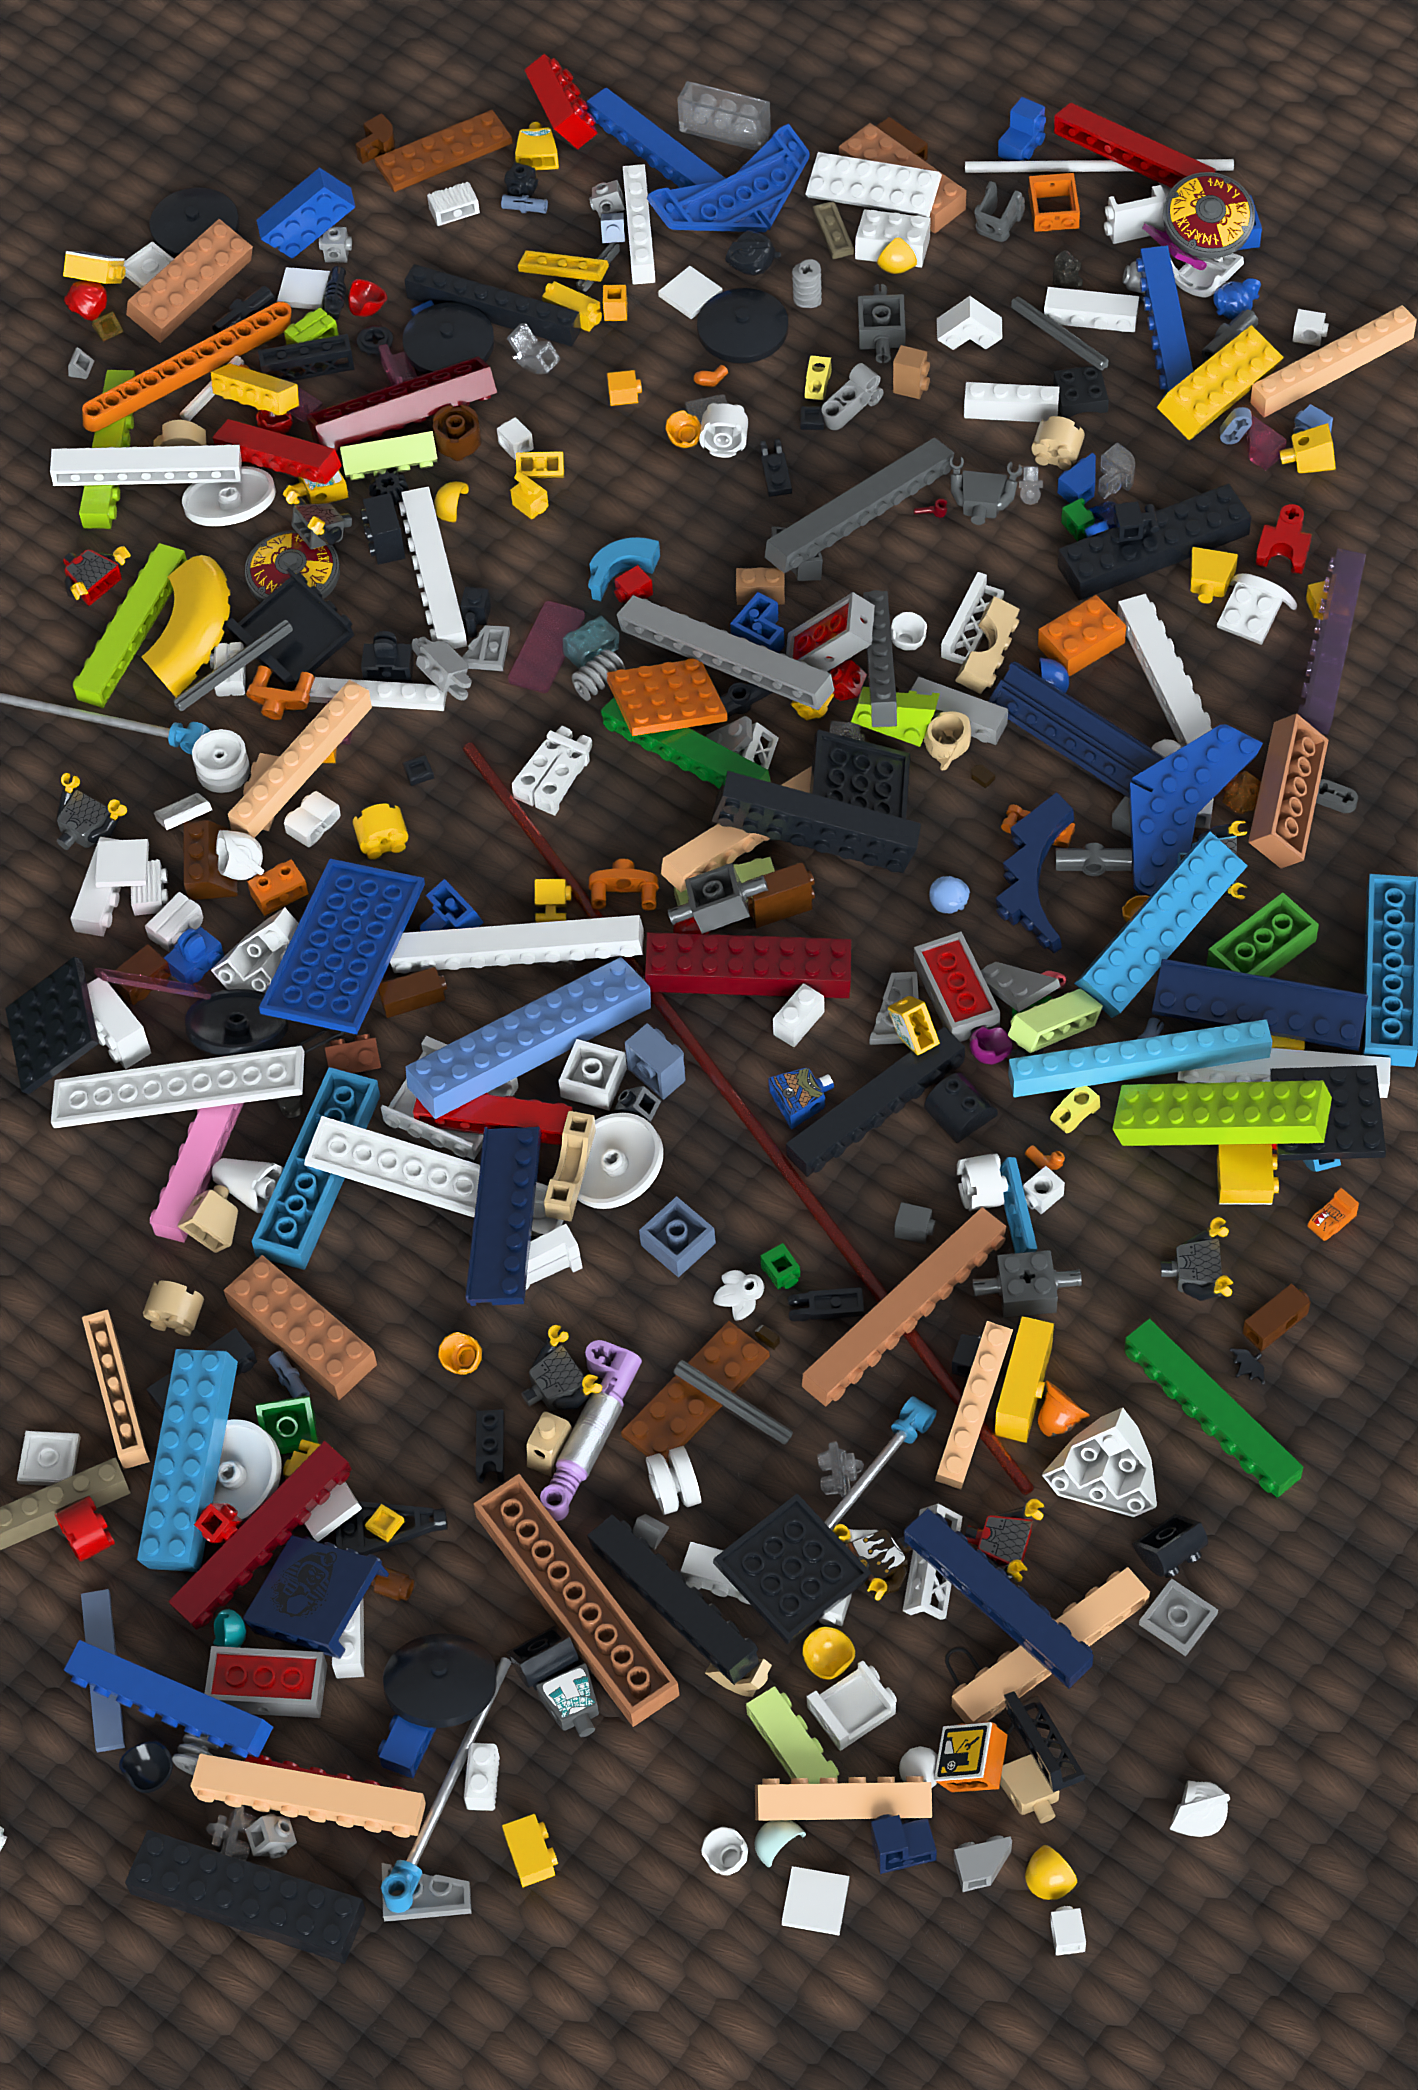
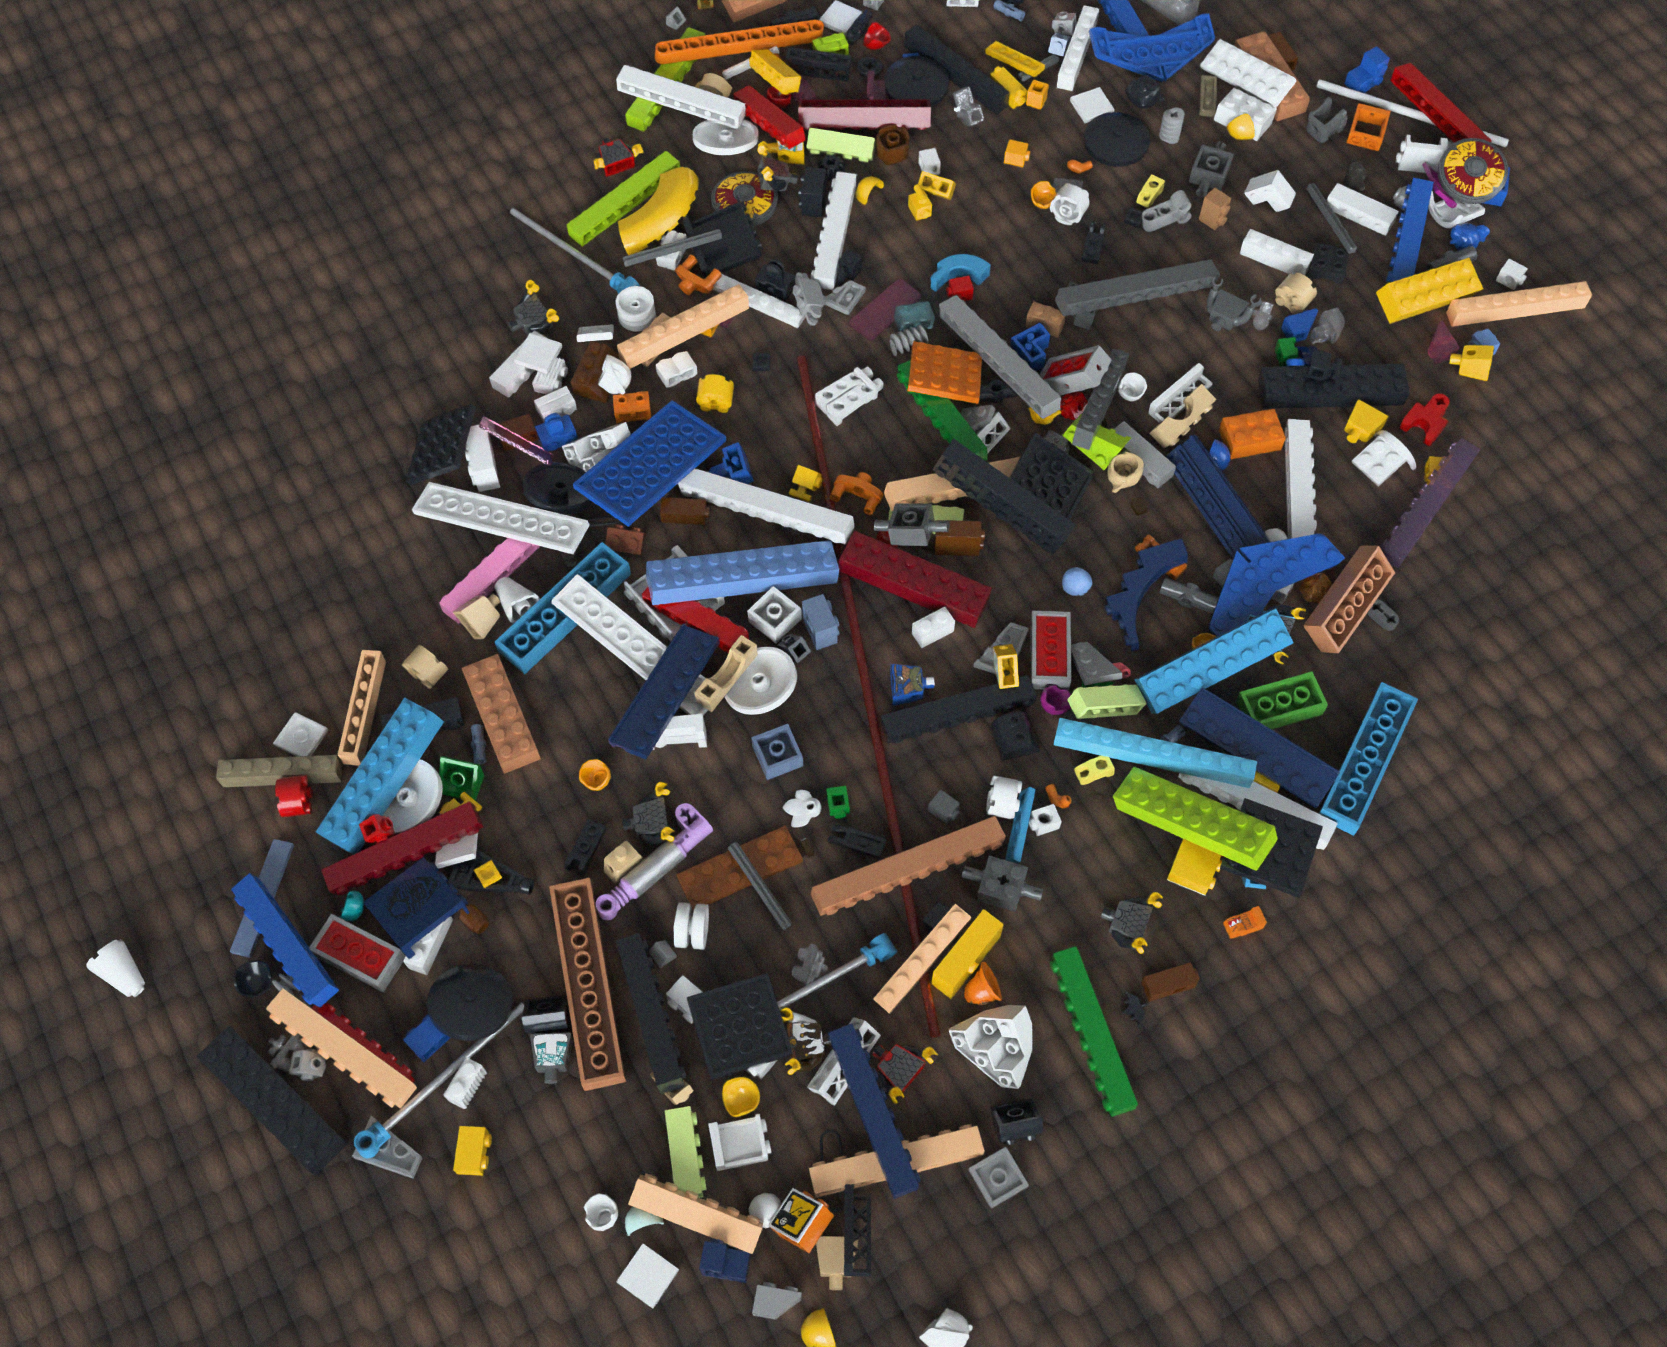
camera: 20 degrees right, 5 degrees up
(938, 509) = (1193, 310): dark red hand -> none
(1232, 430) = (1427, 324): sand blue beam -> none

